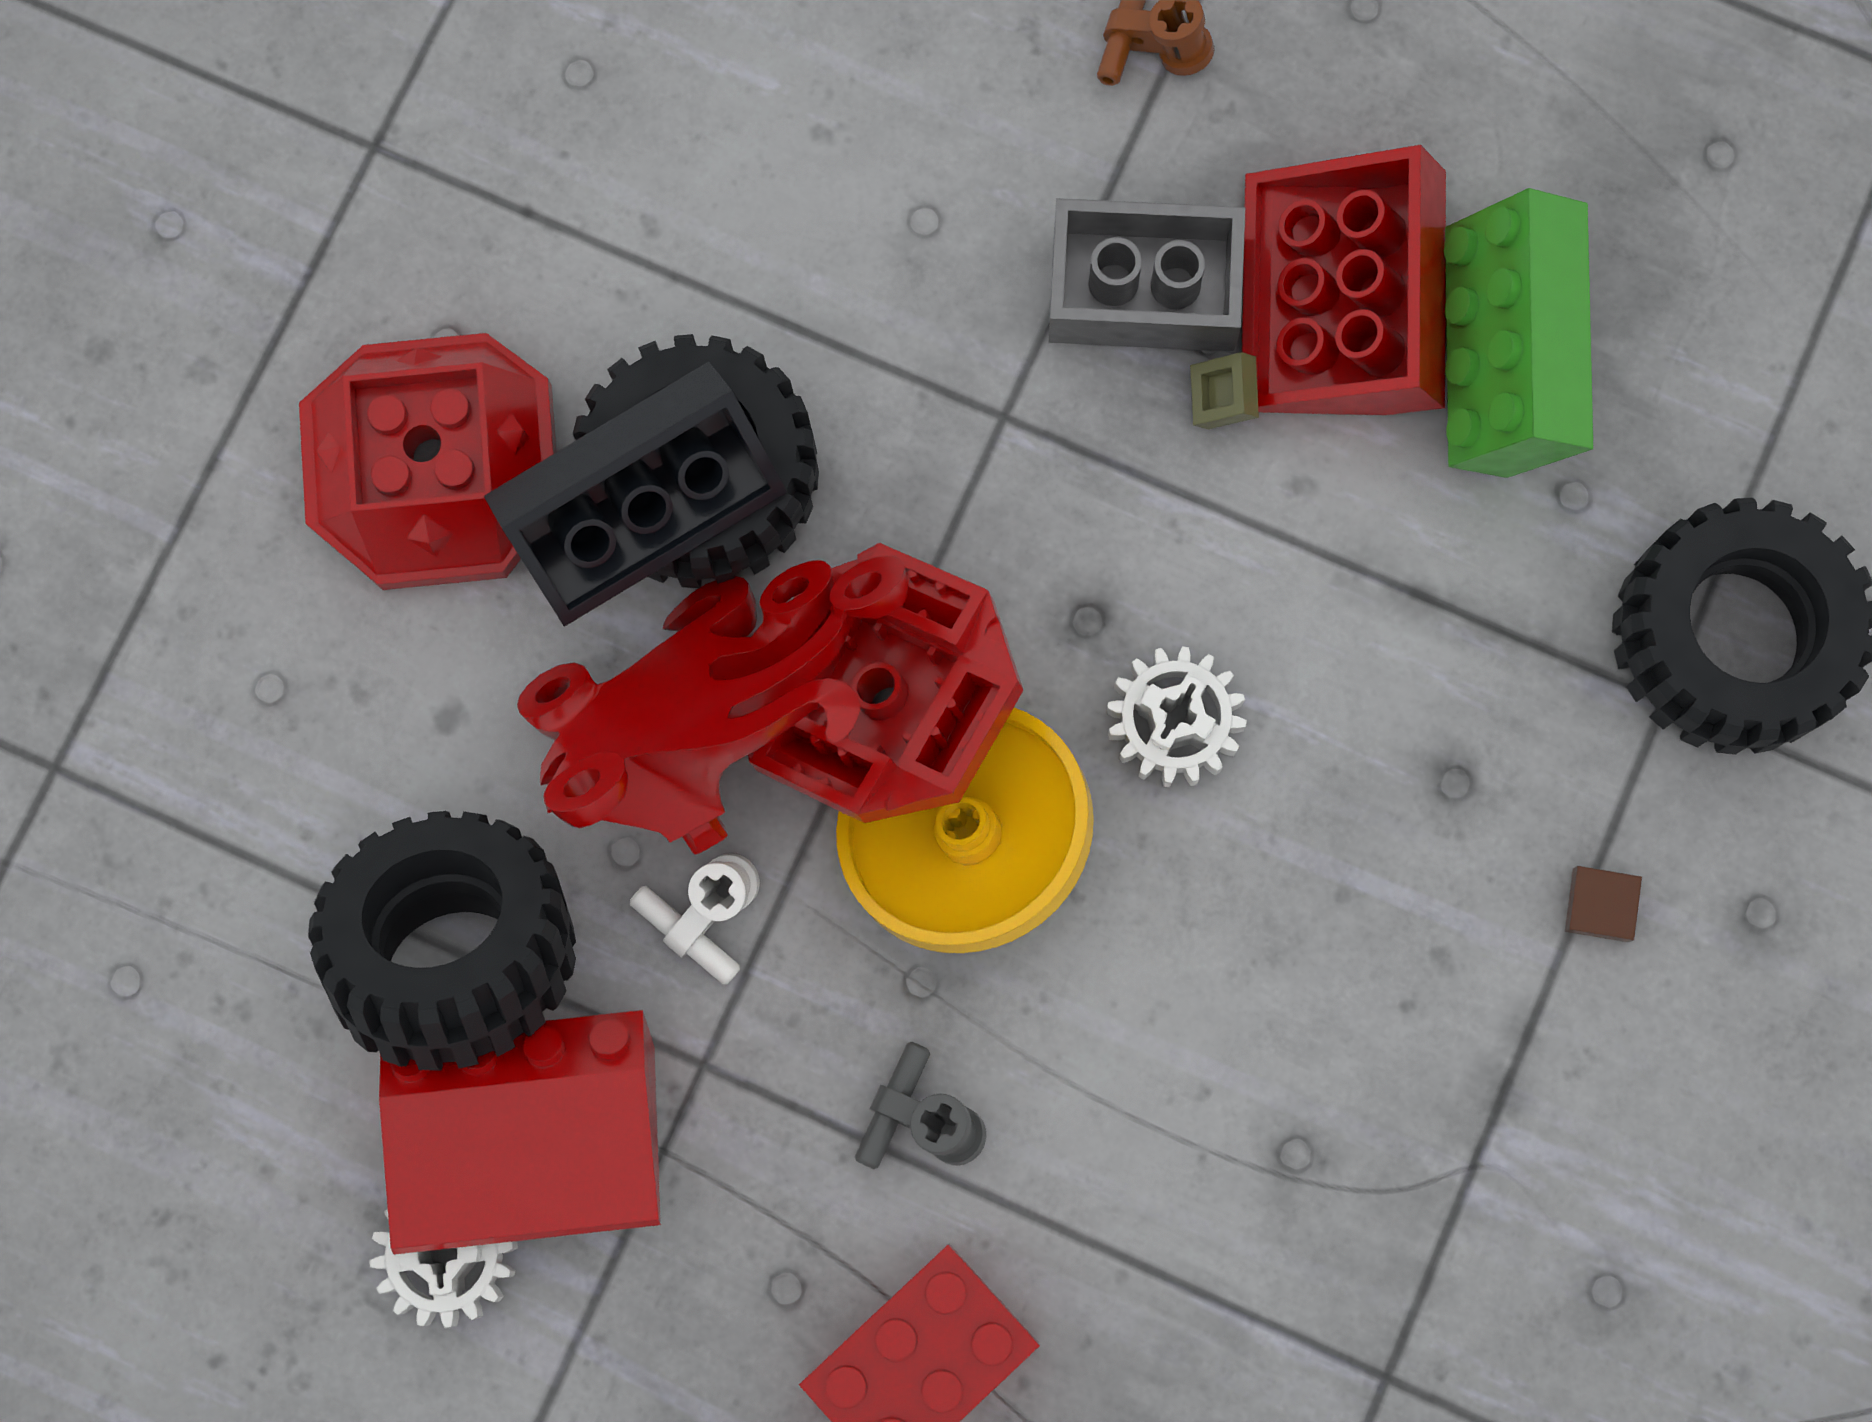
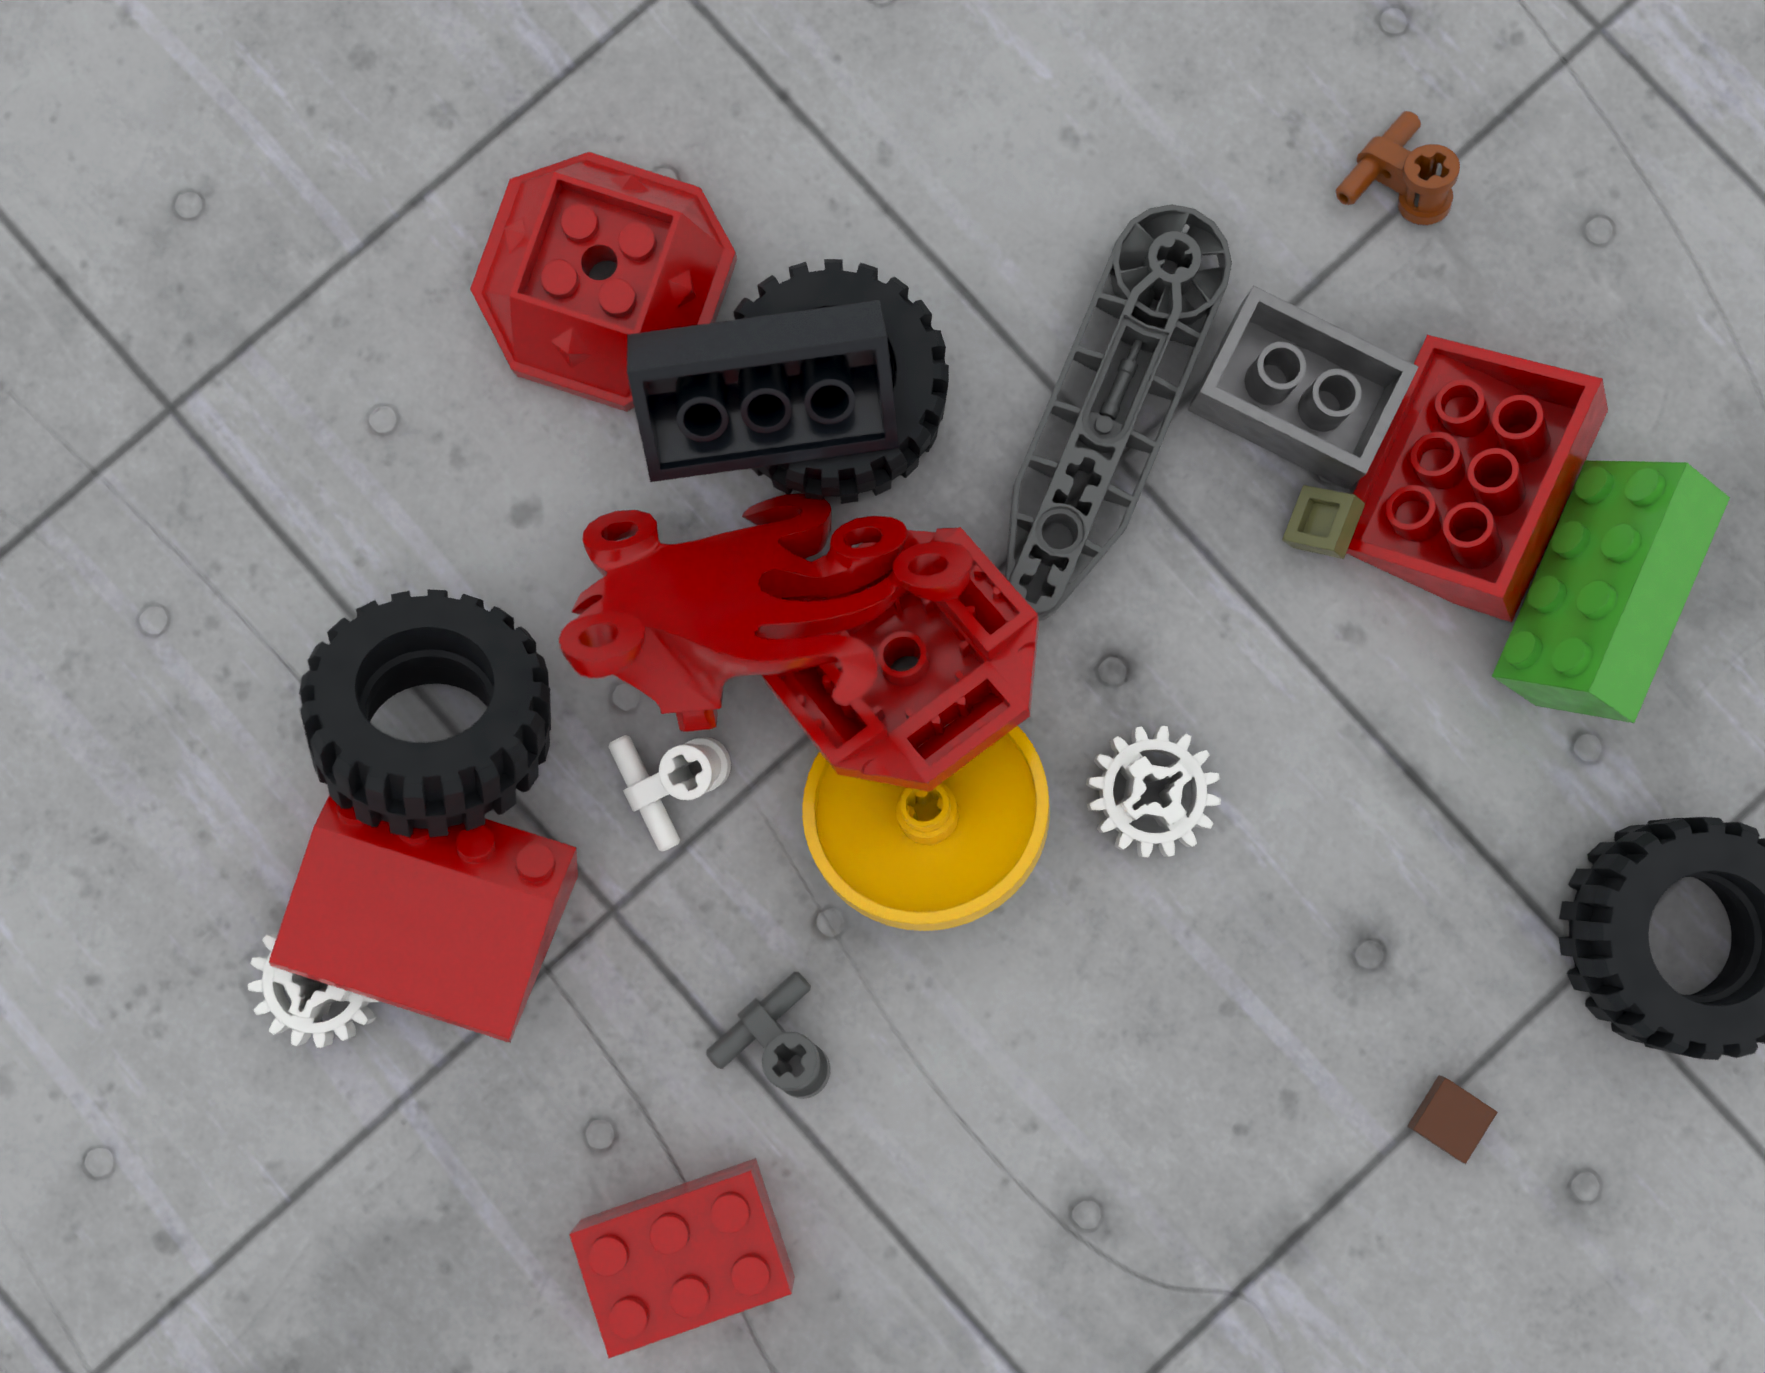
camera: 15 degrees right, 5 degrees up
(973, 406) = (1096, 438): none -> dark grey beam

